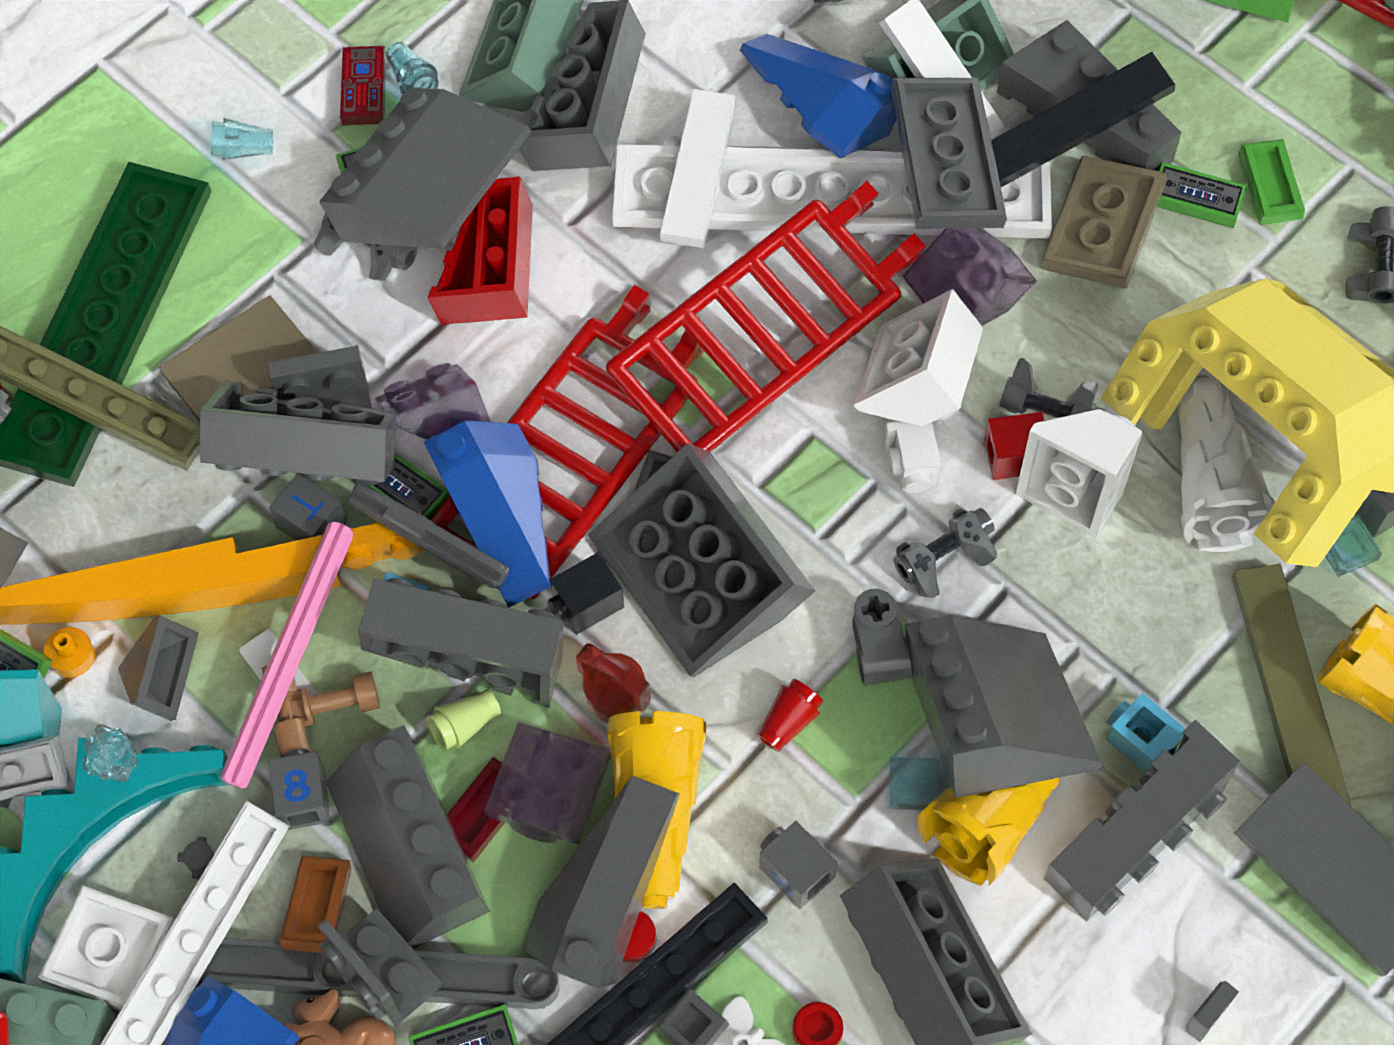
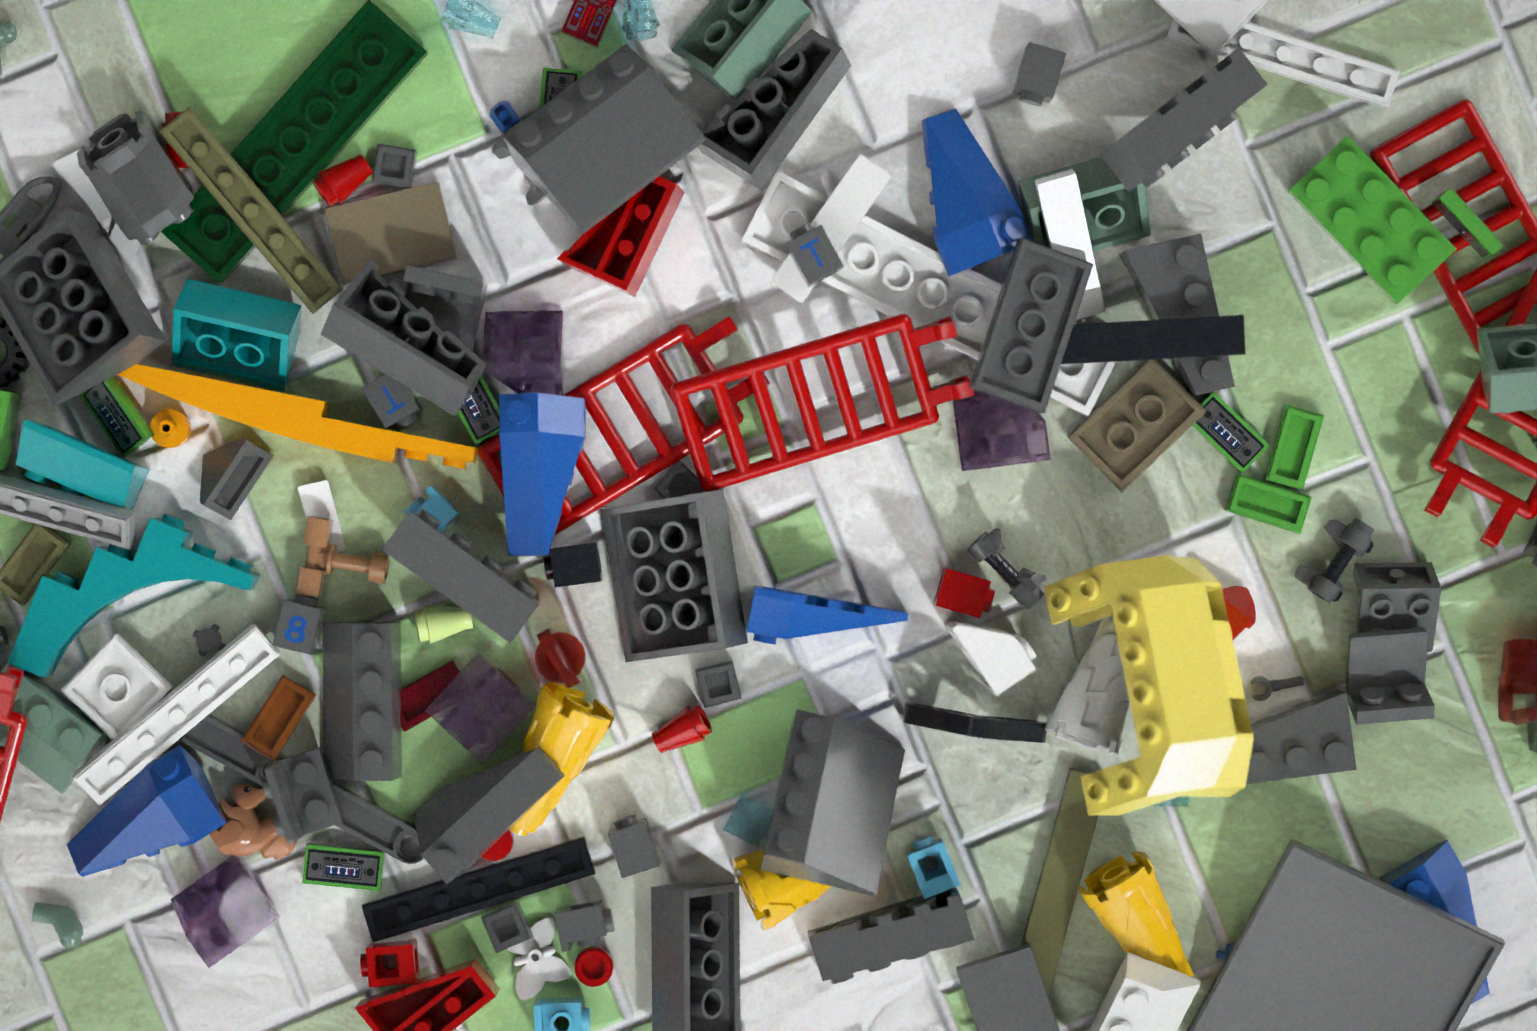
camera: 20 degrees right, 25 degrees up
(105, 518) = (235, 334): none -> teal slope
(109, 754) = (167, 550): clear light blue piece -> none
(166, 334) = (342, 180): none -> red cone
(217, 303) = (394, 166): none -> dark grey tile
(286, 656) = (329, 520): bright pink axle -> none
(311, 215) = (504, 116): none -> blue rock
(428, 535) = (471, 476): dark grey axle -> none
(693, 181) = (813, 254): none -> dark grey brick
(781, 978) = (583, 924): none -> dark grey brick
(804, 654) = (718, 684): none -> dark grey tile
(847, 534) = (795, 614): none -> blue wedge
(880, 645) = (776, 709): dark grey piece -> none
(913, 455) = (877, 565): white brick -> none
(921, 363) = (918, 496): white slope -> none
(967, 530) = (887, 645): dark grey piece -> none
(1113, 542) = (975, 725): none -> black beam
(1278, 240) = (1268, 503): none -> bright green tile

